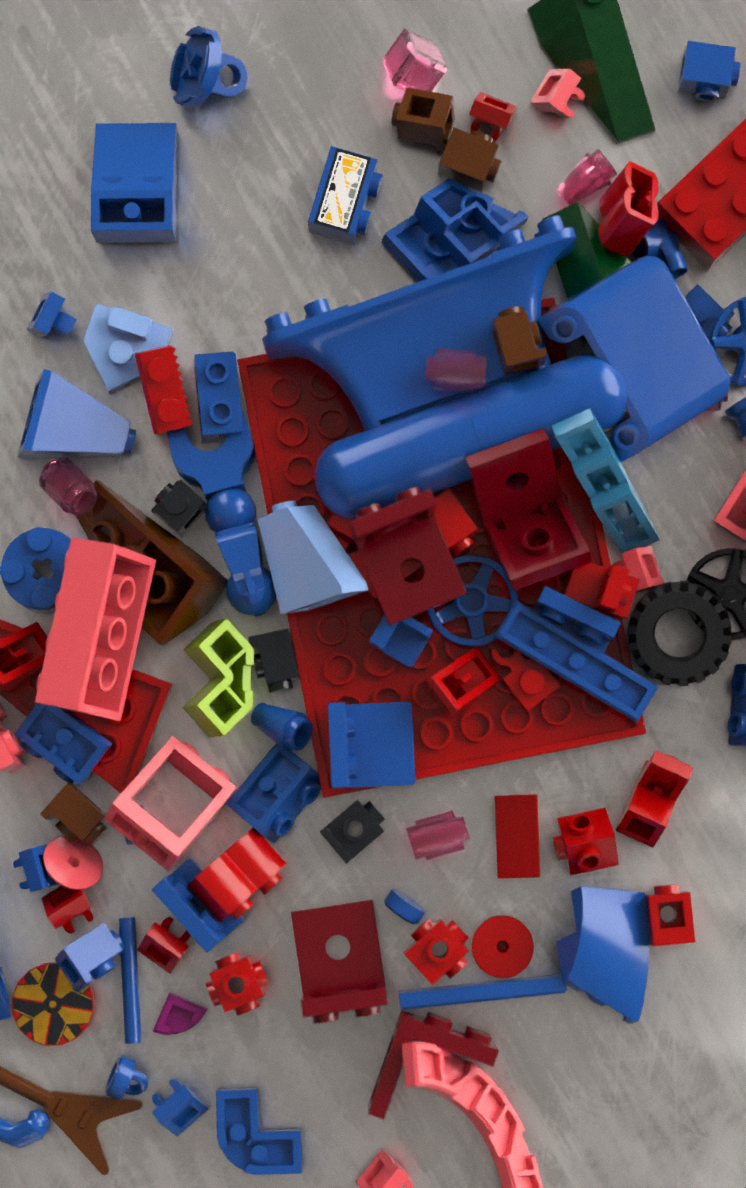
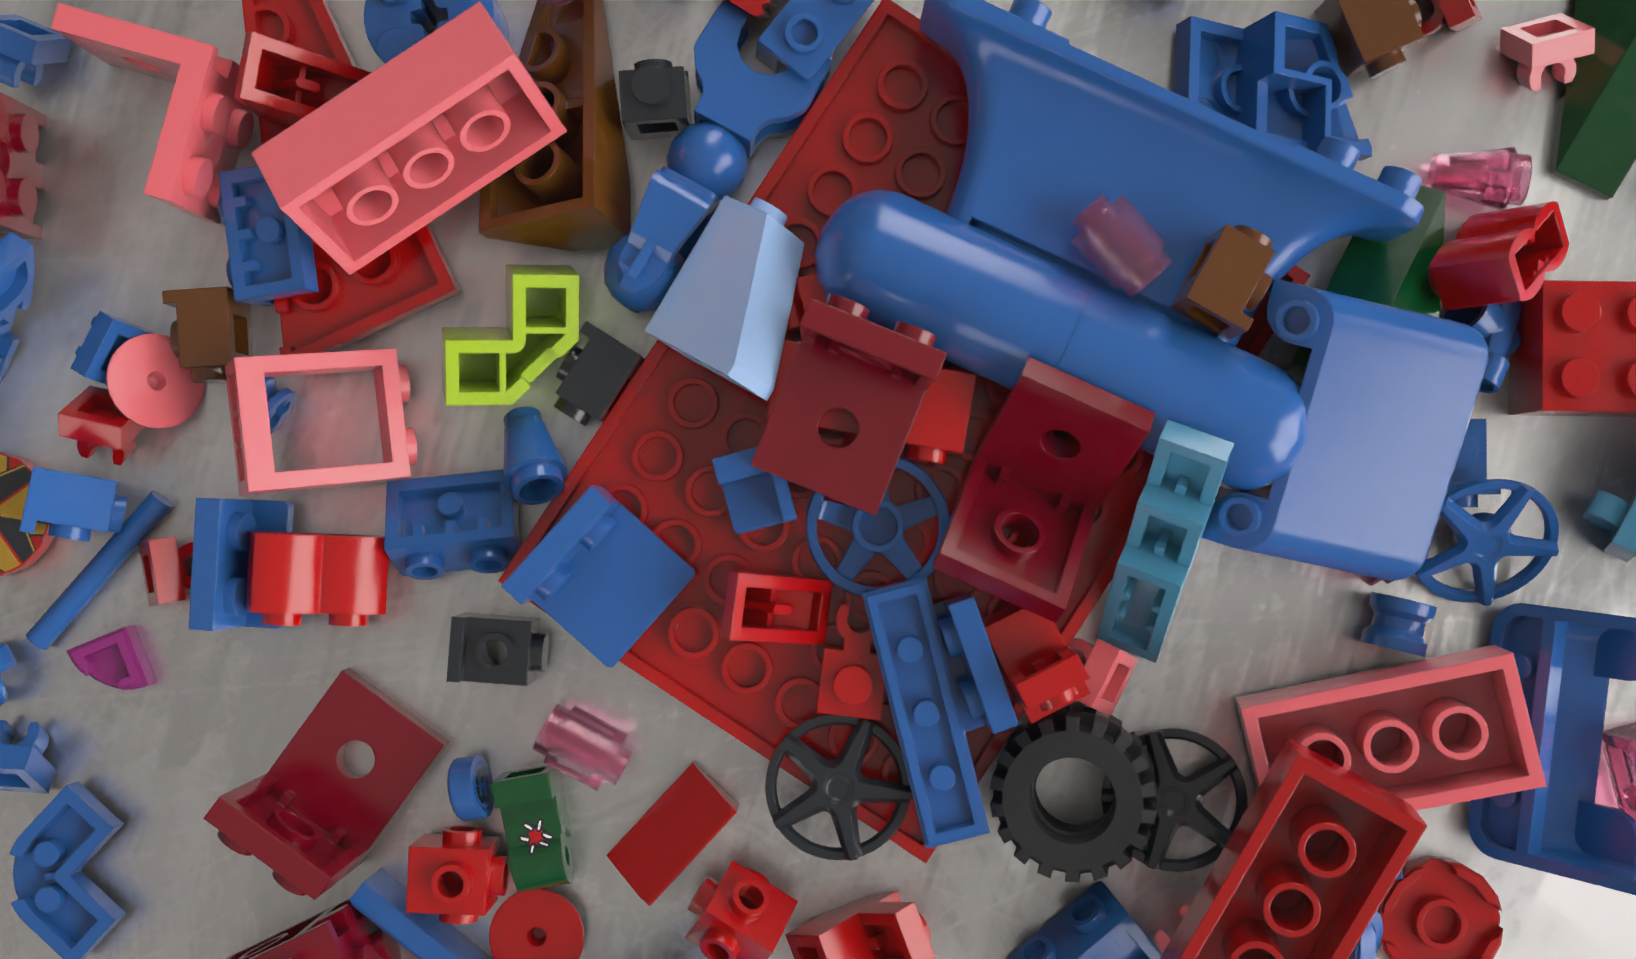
camera: 45 degrees right, 5 degrees up
(252, 976) = (221, 689): red brick -> none
(452, 895) = (535, 826): none -> dark green leg
(571, 736) = (837, 788): none -> black wheel

